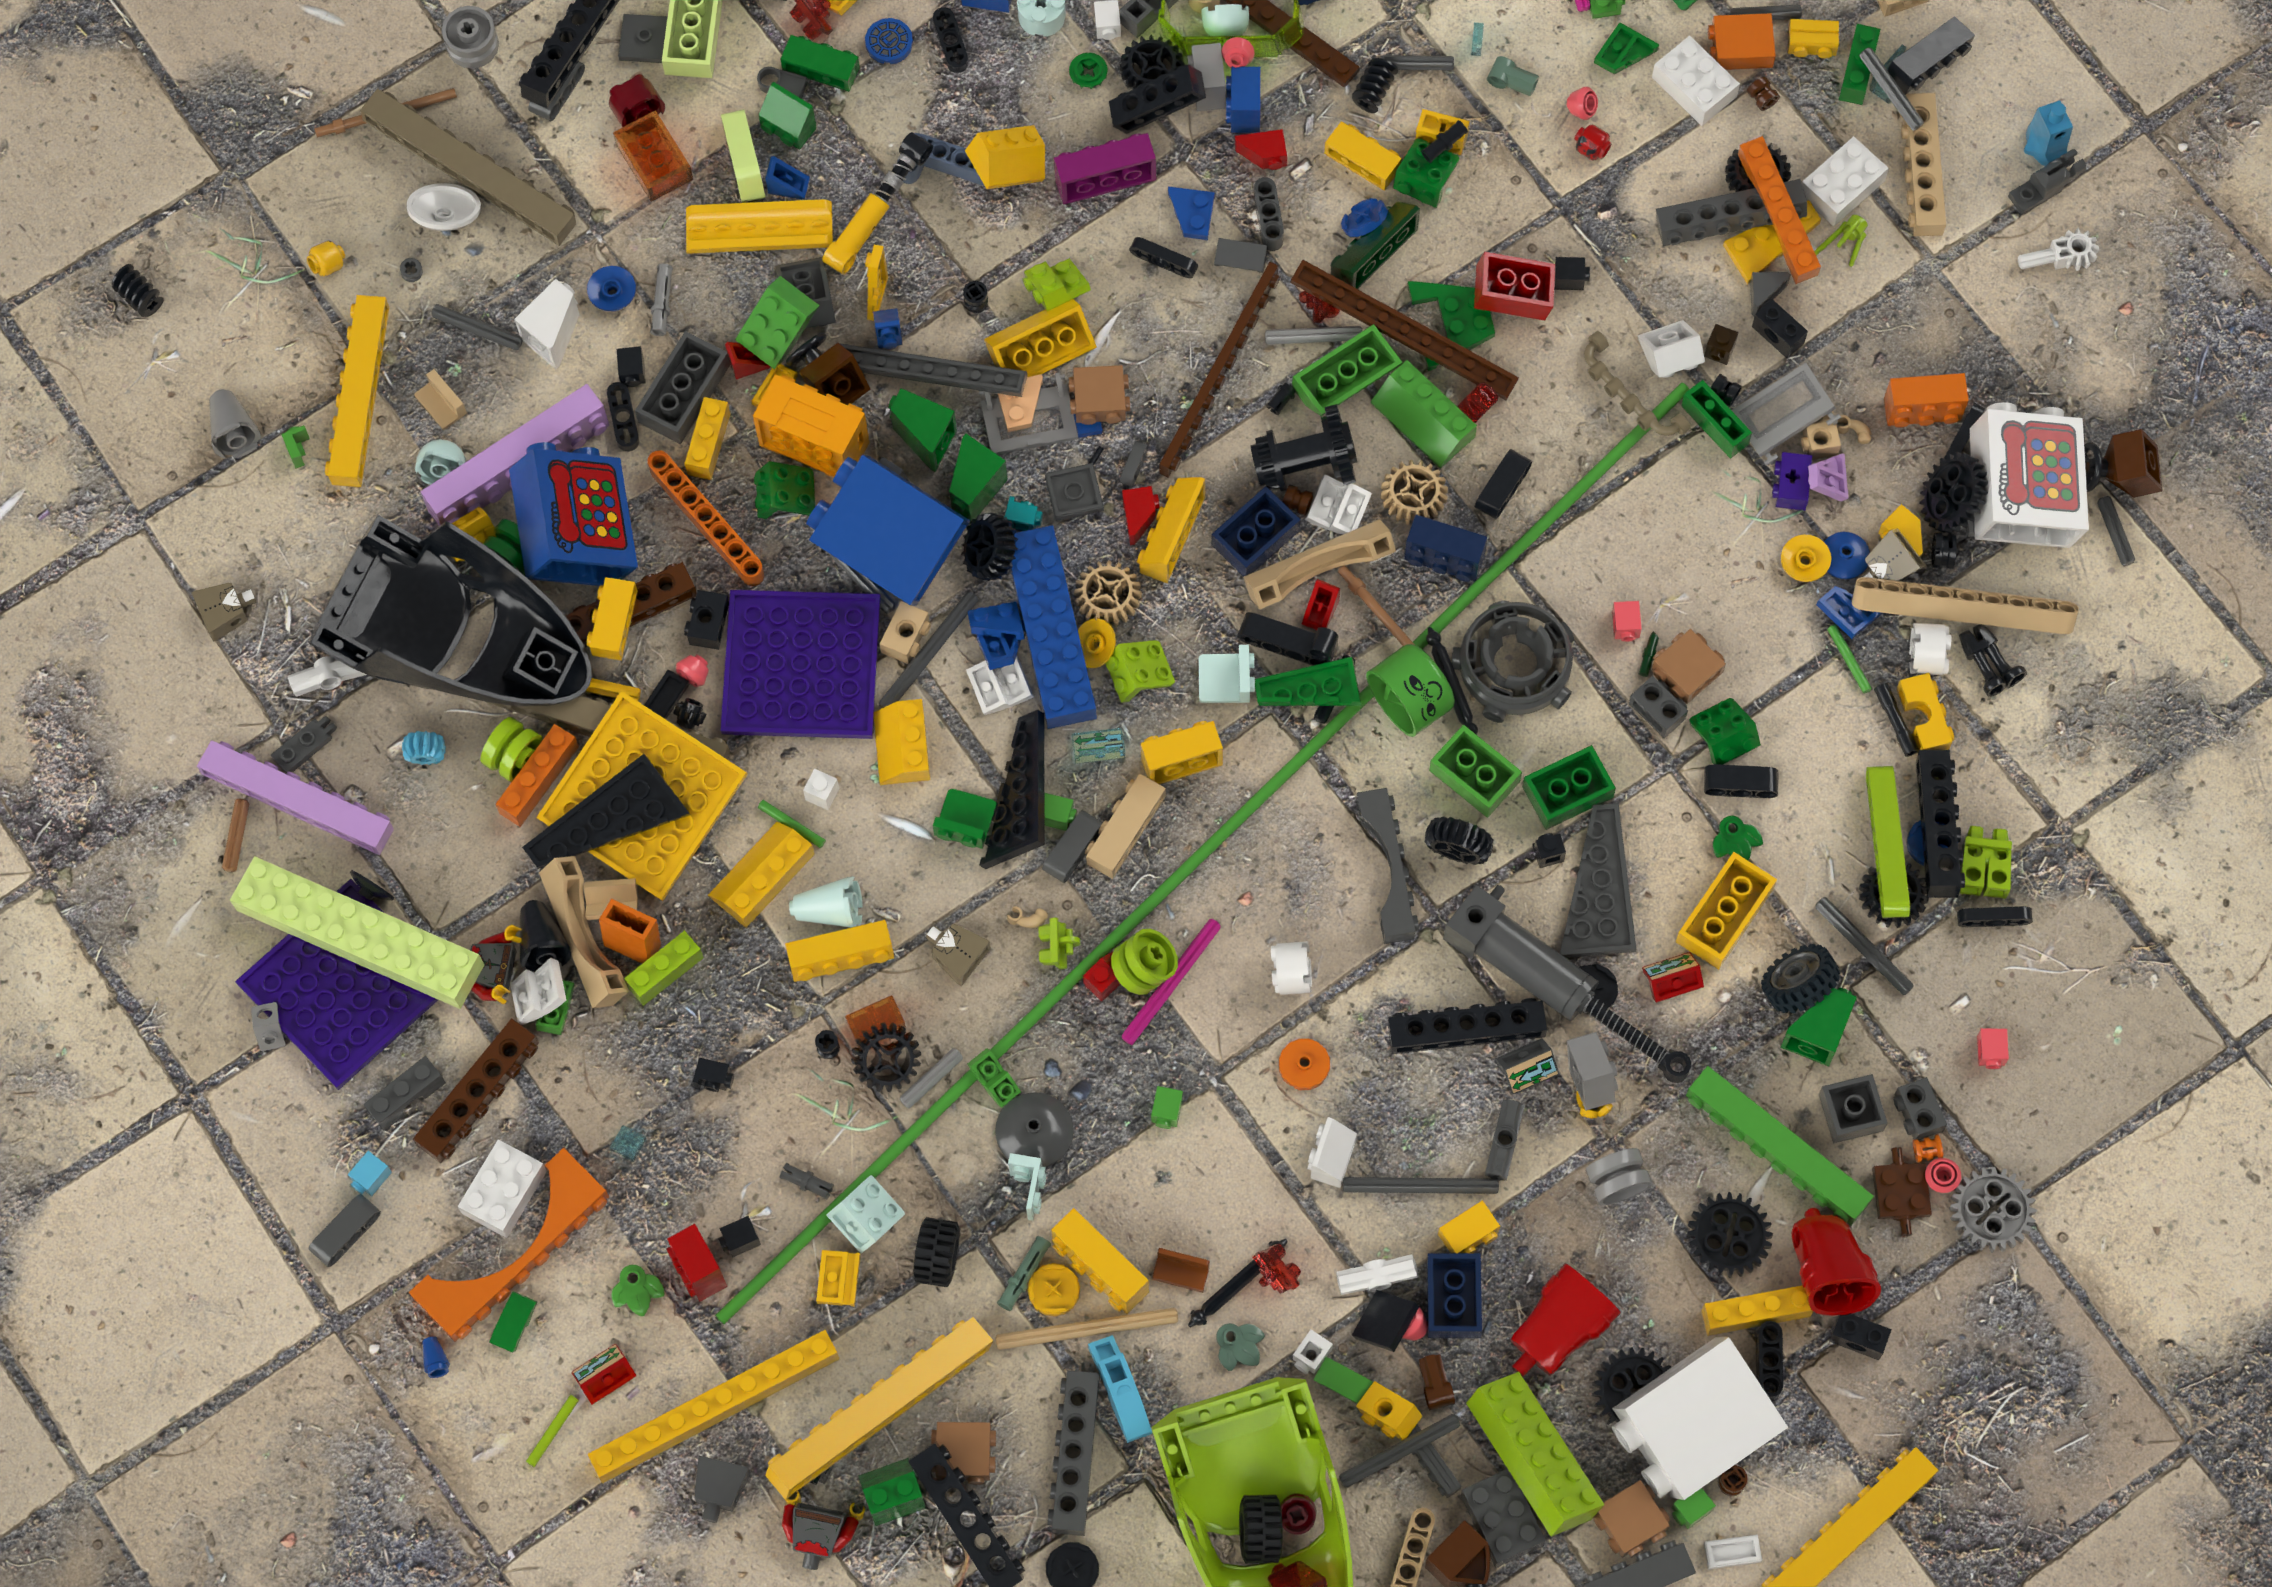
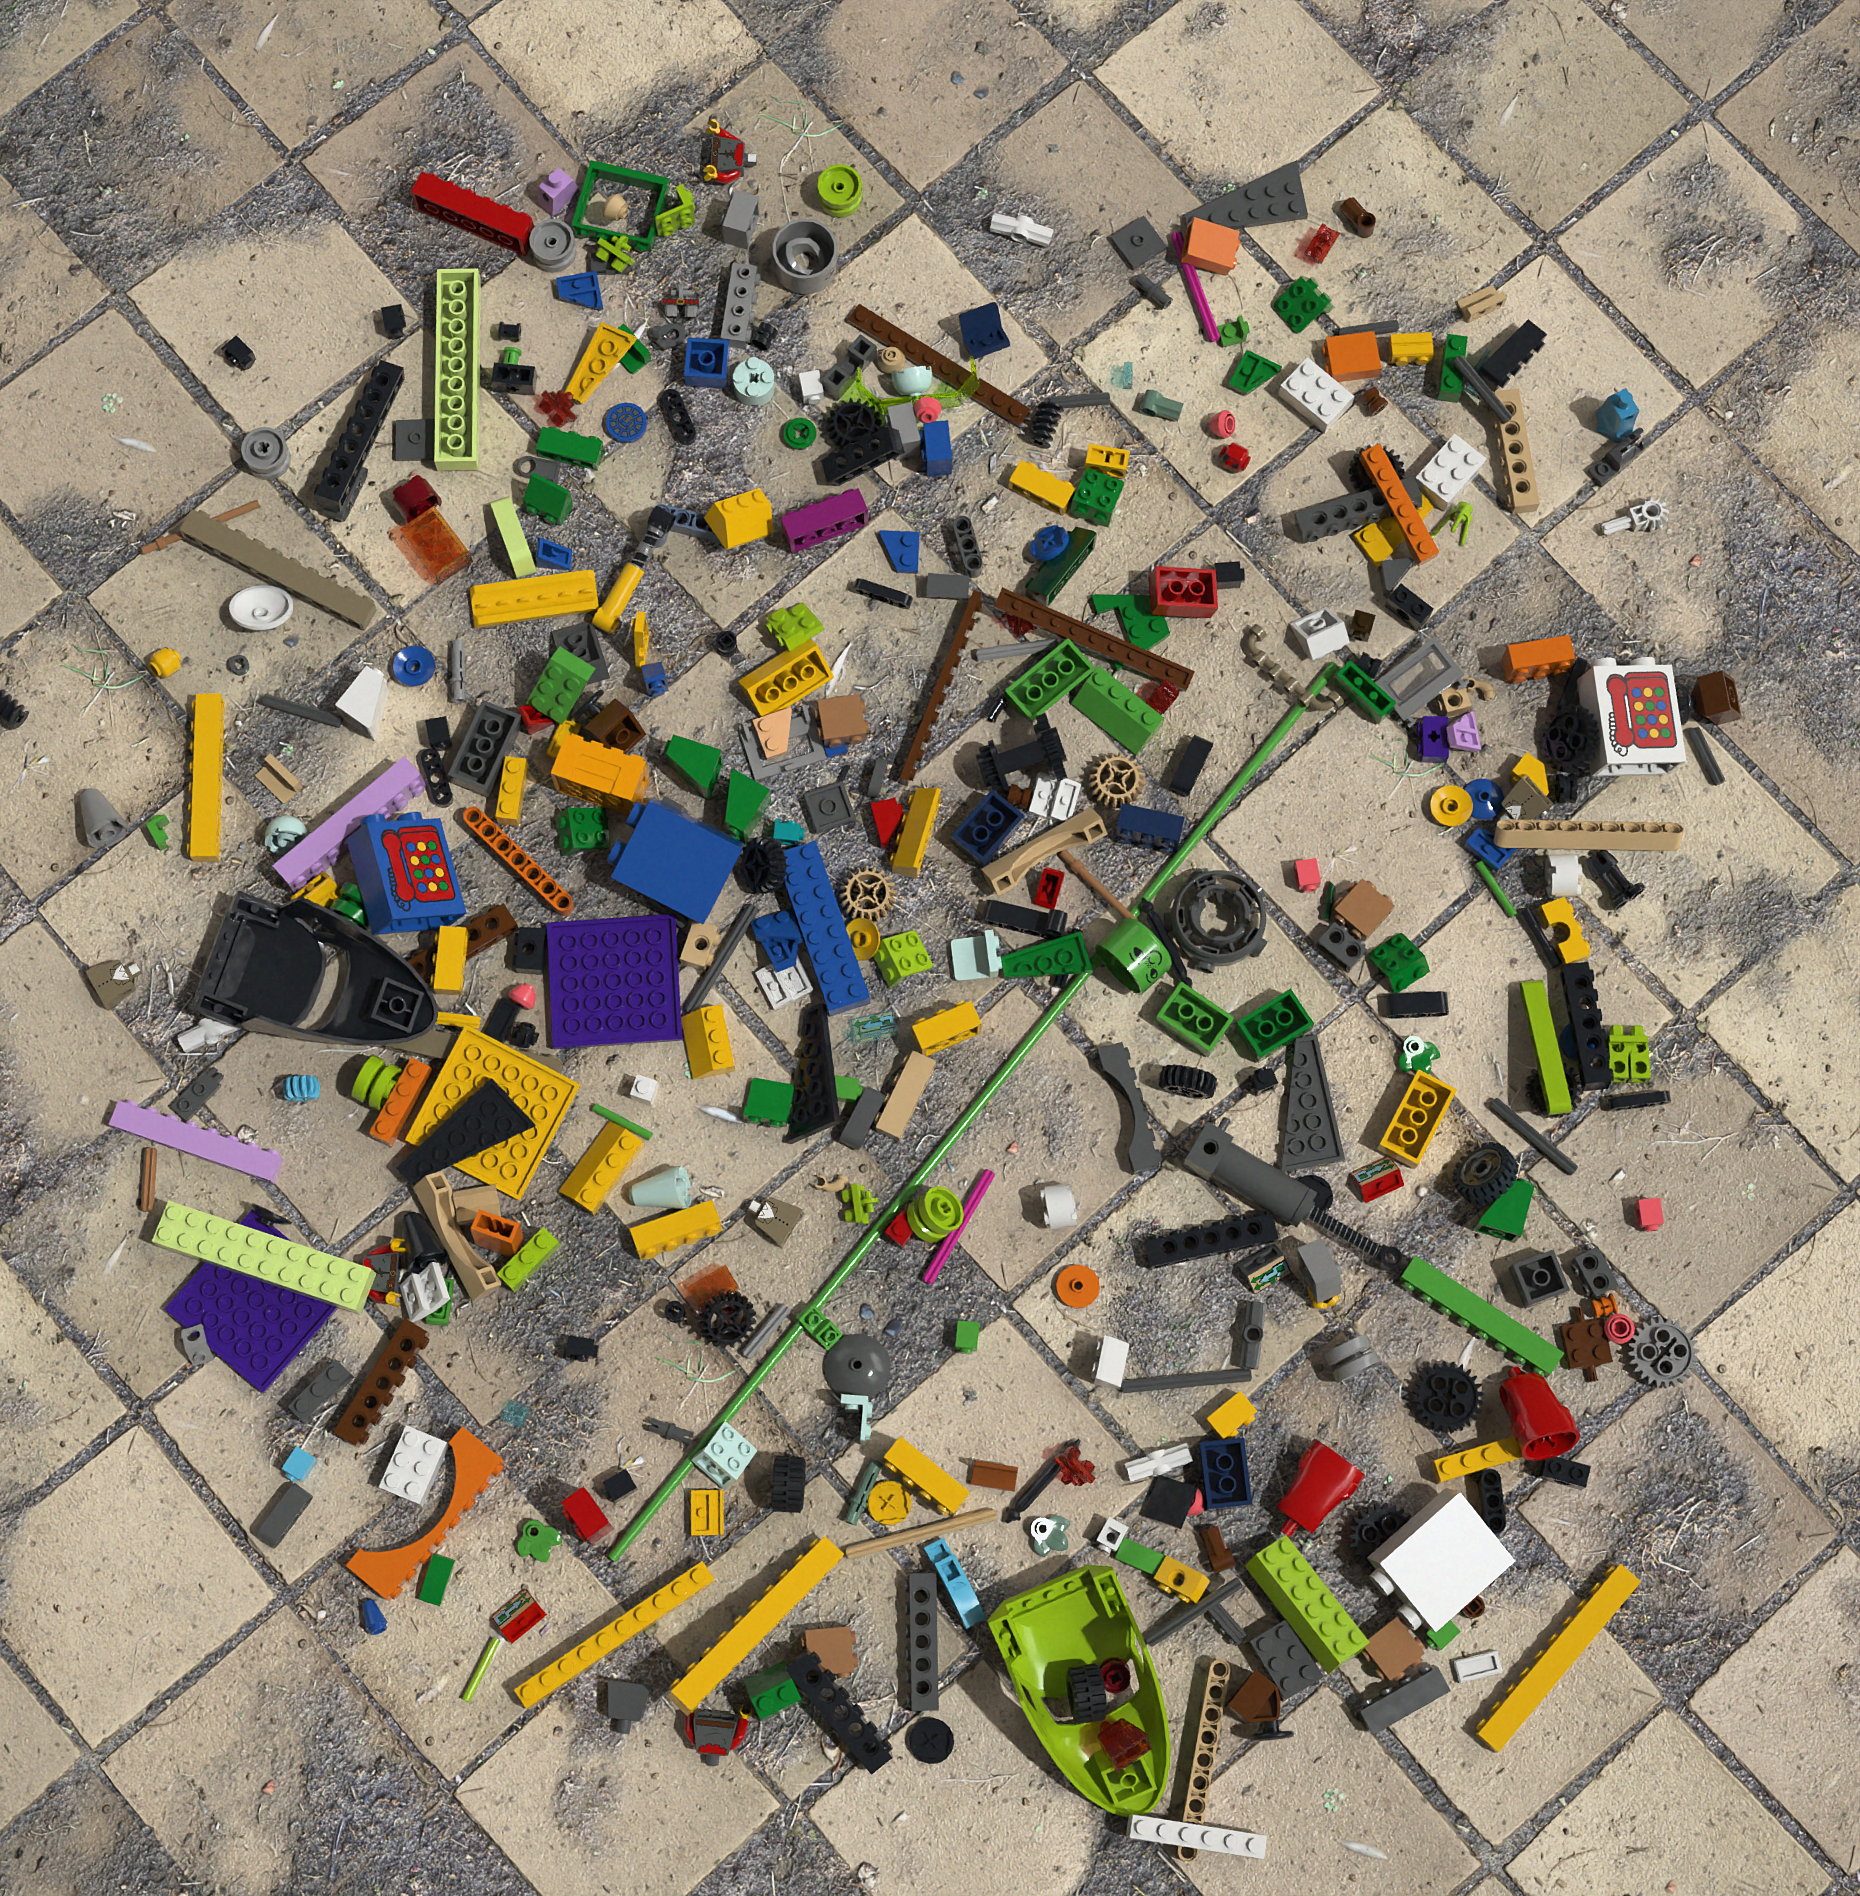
camera: 10 degrees left, 5 degrees up
(939, 371) = (701, 712): dark grey tile -> none
(1263, 149) = (957, 489): red slope -> none
(1444, 141) = (1110, 471): black pin -> none

